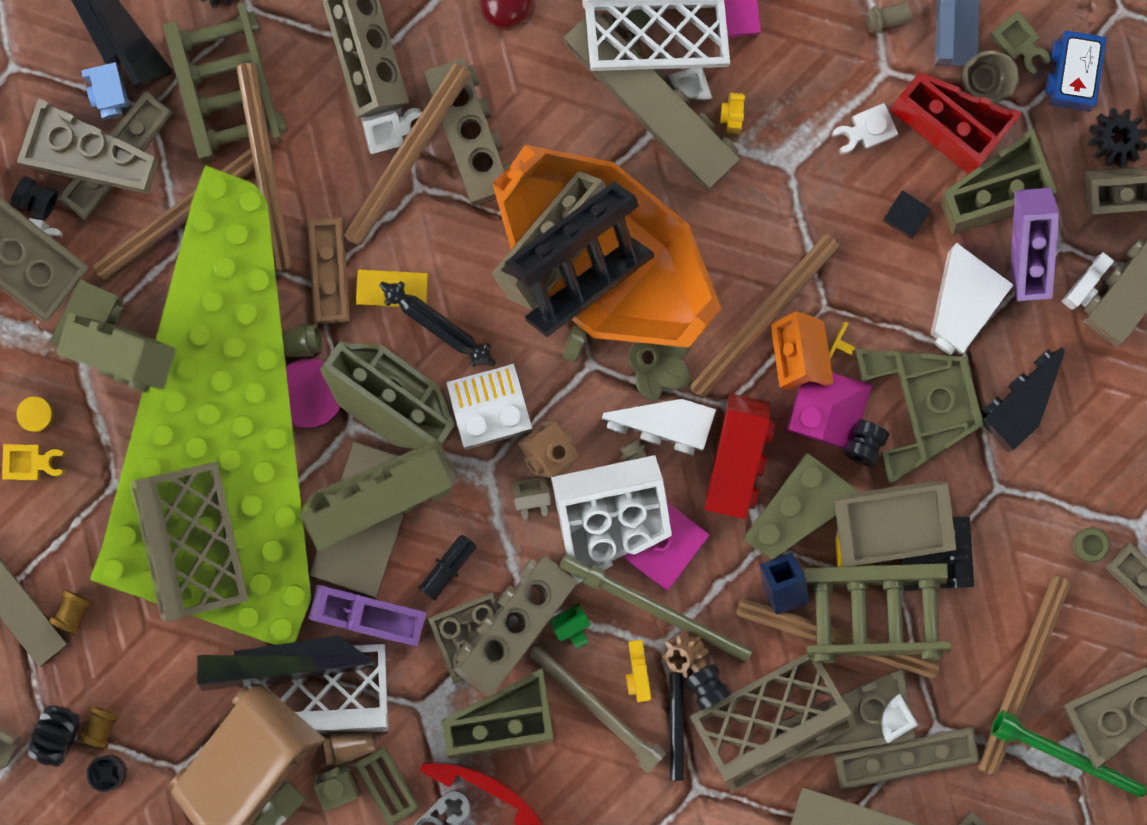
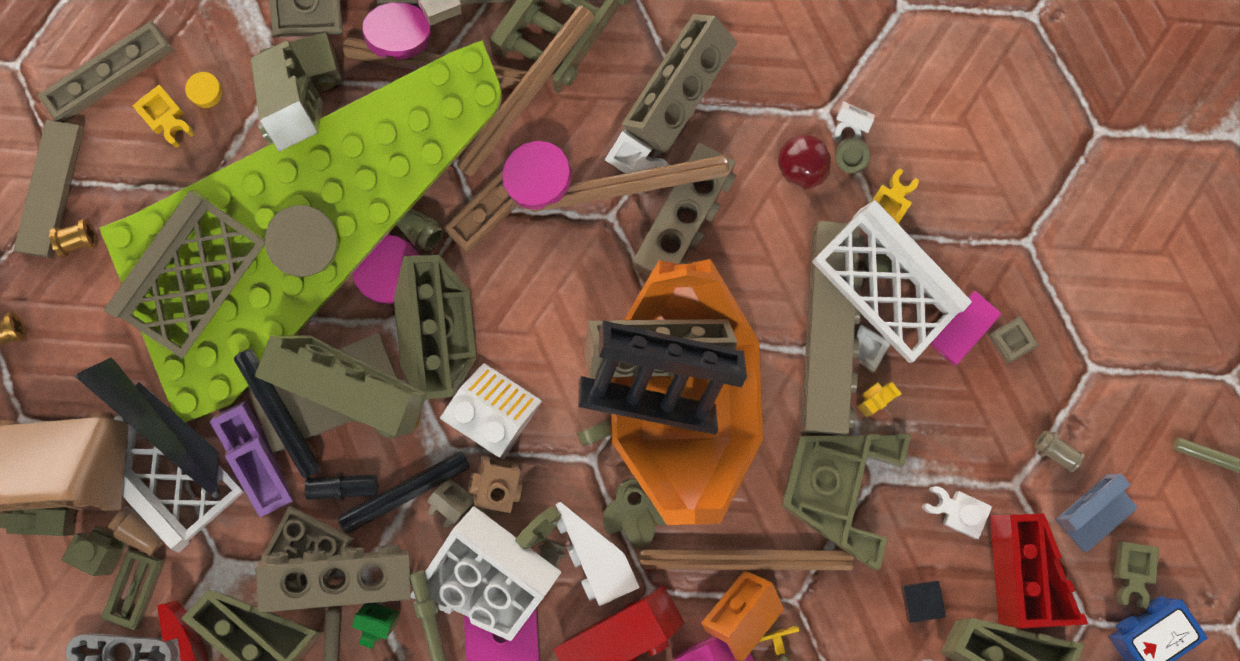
camera: 50 degrees right, 5 degrees down
(123, 223) = (396, 30): none -> tile
(239, 434) = (301, 241): none -> dark tan tile
(339, 215) = (537, 175): none -> dark pink tile
(351, 566) = (278, 415): none -> black axle
(371, 294) = (518, 262): yellow tile -> none
(437, 324) = (520, 317): black wheel -> none
(492, 524) = (403, 492): none -> black axle
(609, 444) = (539, 528): none -> olive tile
(761, 206) = (827, 483): none -> olive wing
(990, 76) = (1092, 571): dark tan hair -> none

